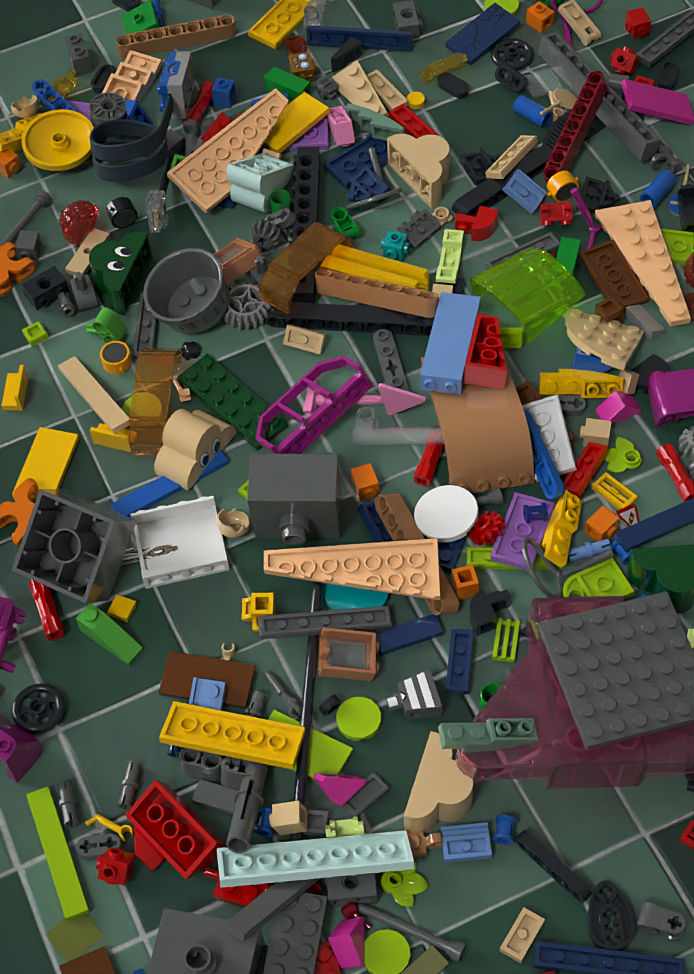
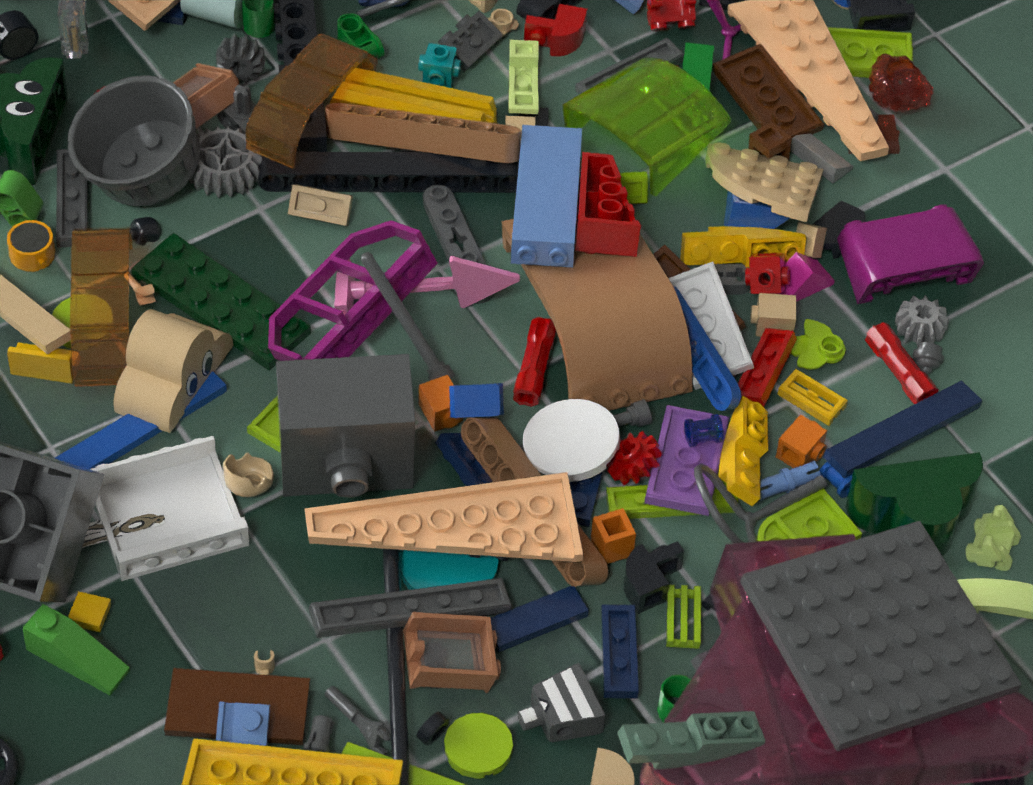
camera: 15 degrees left, 5 degrees down
(257, 605) = (299, 592): yellow brick -> none
(282, 218) = (266, 31): dark grey beam -> none
(365, 458) = (436, 367): none -> dark grey piece
(370, 434) = (448, 336): clear axle -> none
(387, 482) = (476, 400): none -> blue slope
(594, 404) = (774, 266): none -> red brick
(628, 515) = (838, 426): sticker -> none

